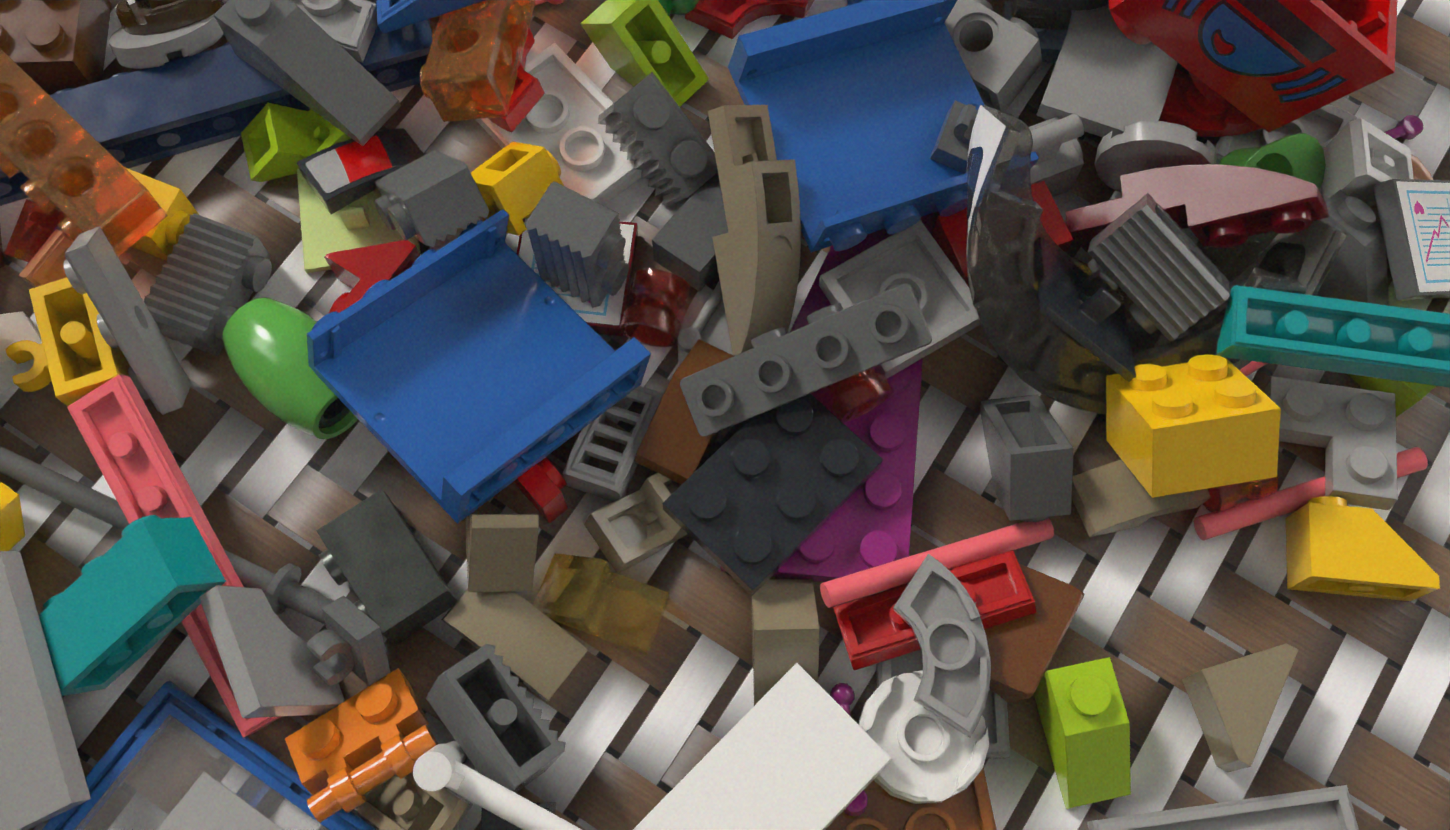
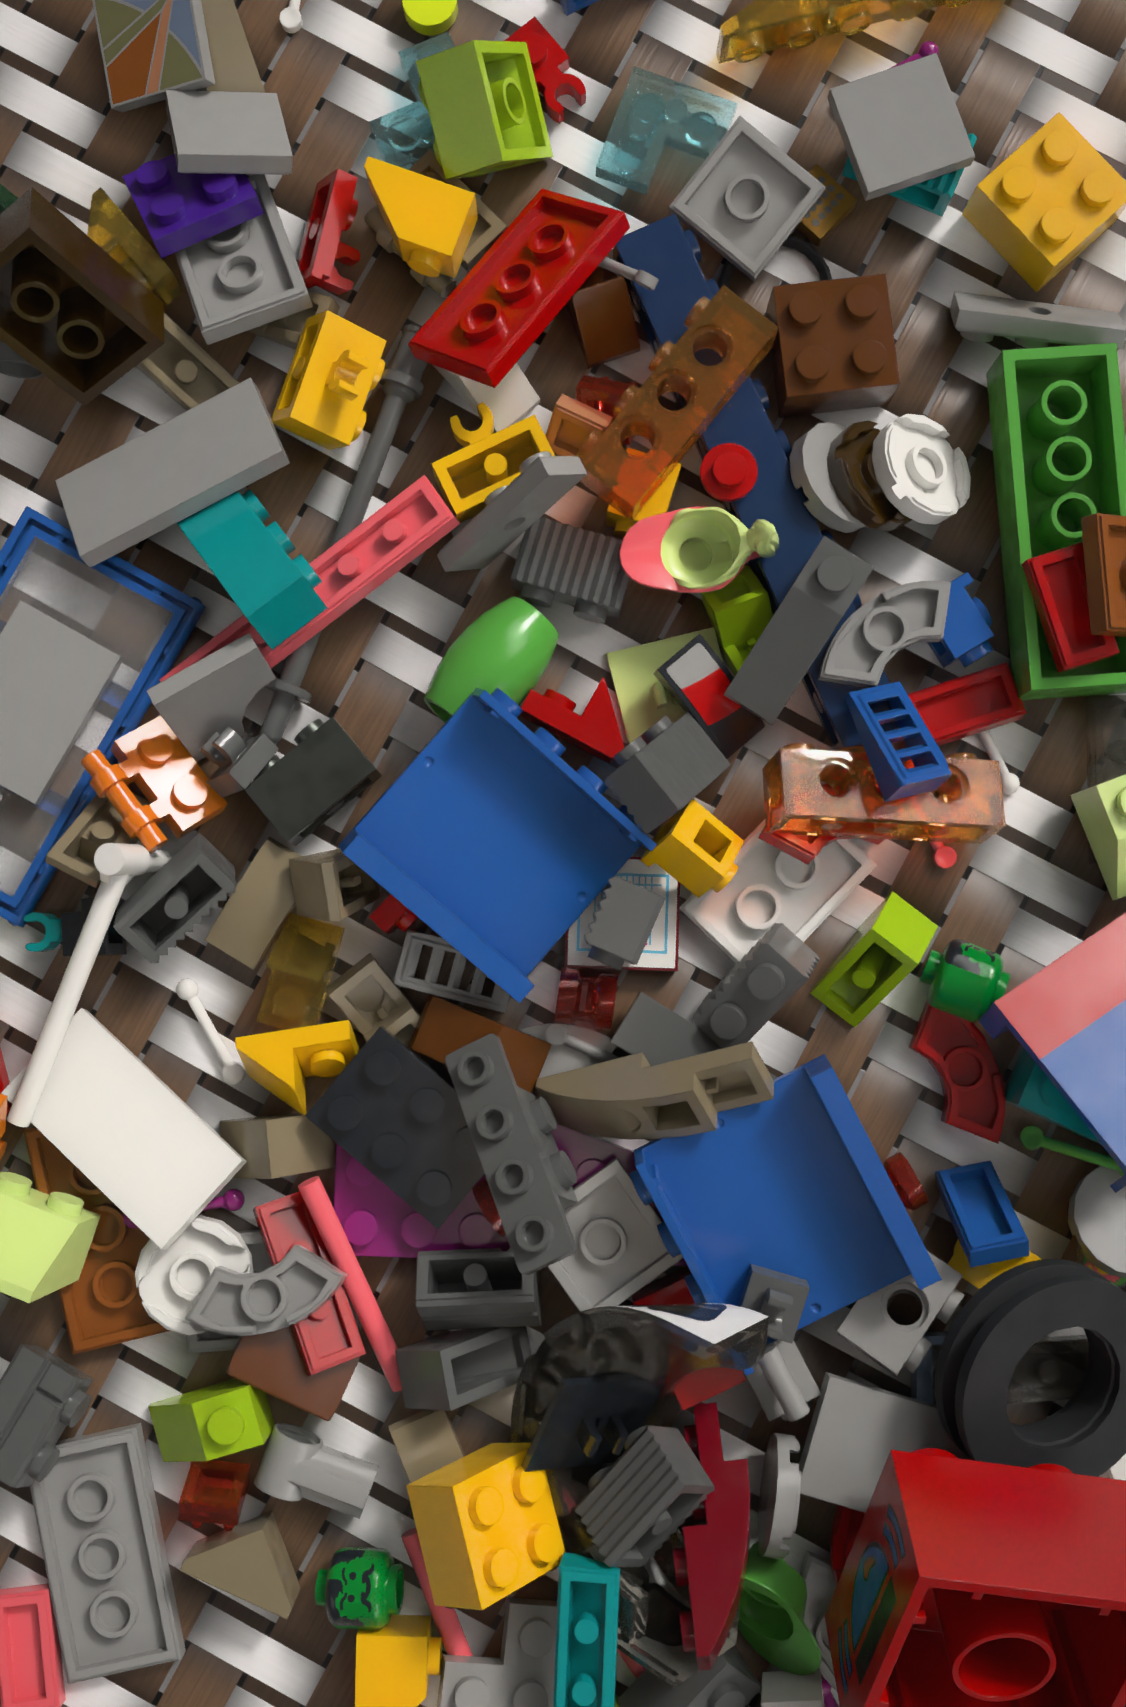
camera: 90 degrees right, 15 degrees up
(136, 116) = (728, 472): none -> red plate
(206, 149) = (693, 549): none -> yellowish green hair
(689, 614) = (287, 1056): none -> yellow slope
(700, 688) = (233, 1071): none -> white hinge
(946, 427) = (475, 1290): none -> dark grey brick
(1138, 623) = (302, 1467): none -> light grey piece
(1164, 730) = (214, 1493): none -> clear red tile
(1261, 576) = (360, 1588): none -> green head

